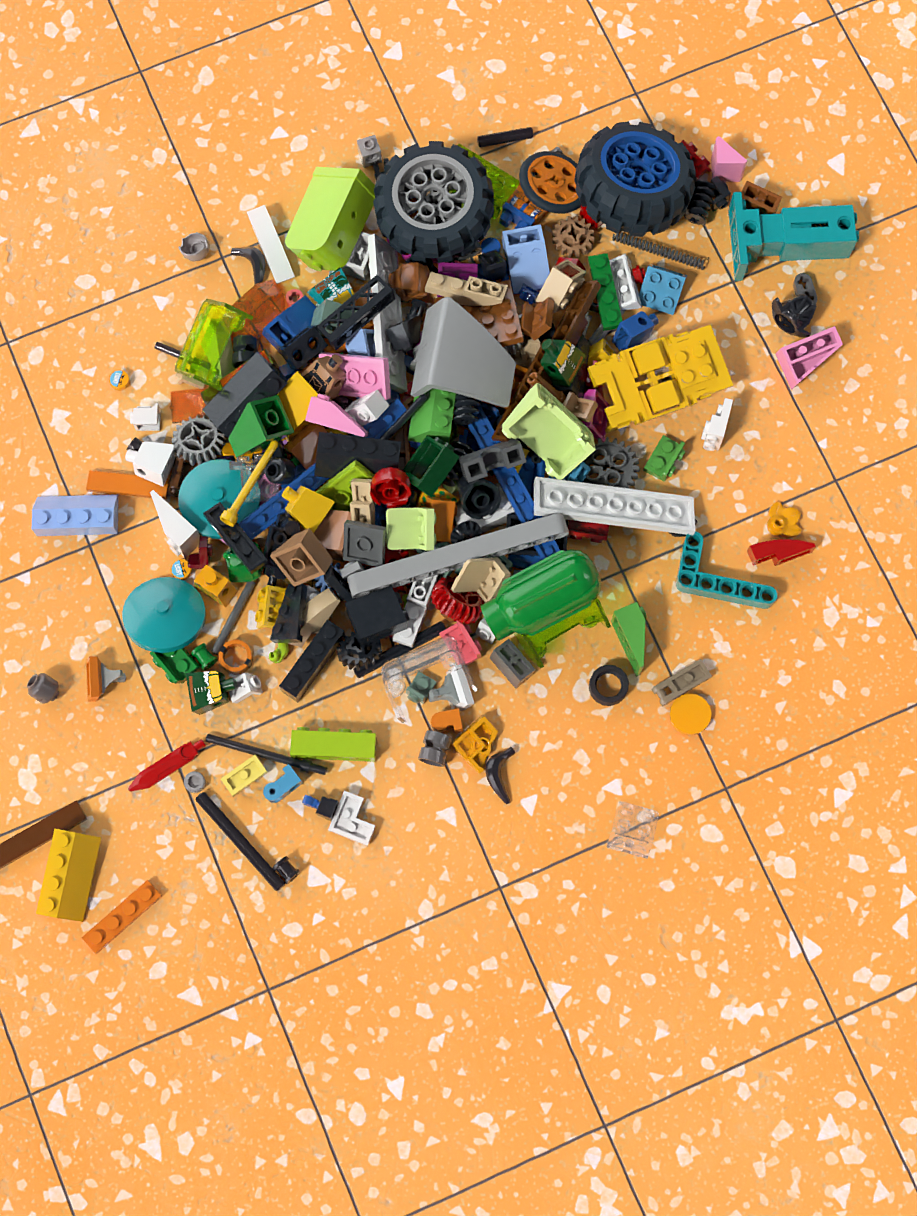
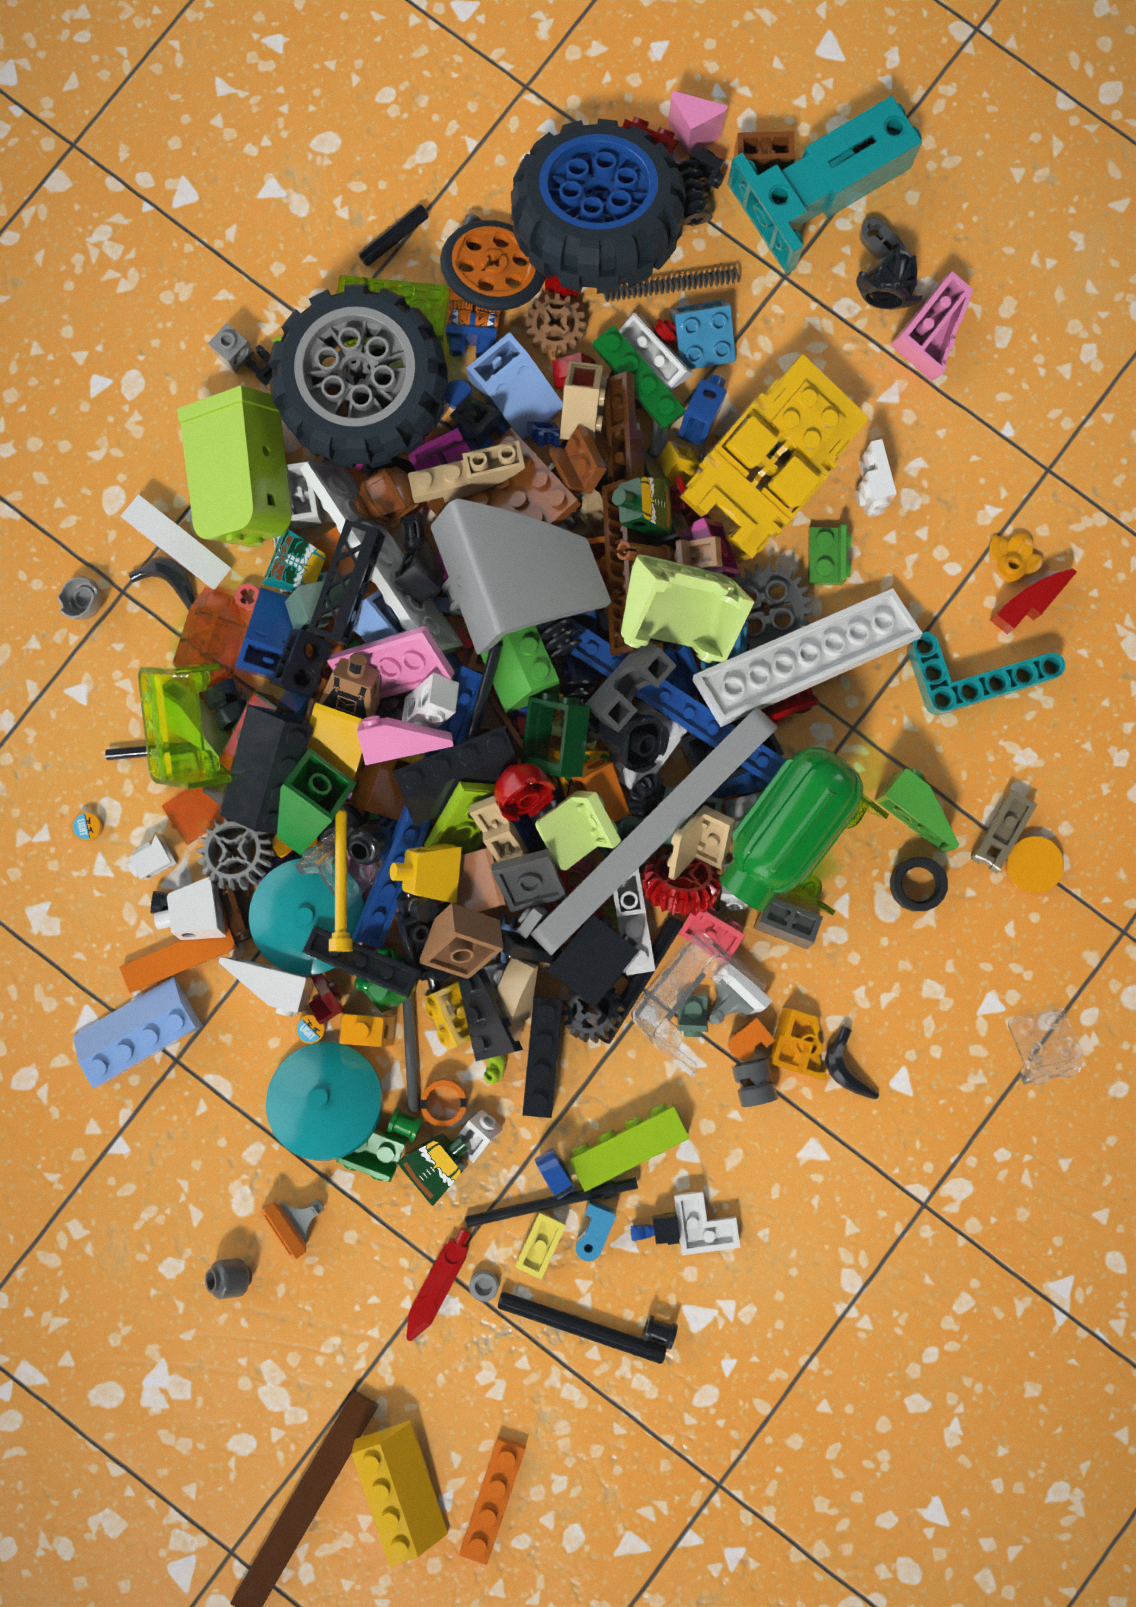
camera: 30 degrees left, 10 degrees up
(278, 734) = (555, 1173): none -> blue piece

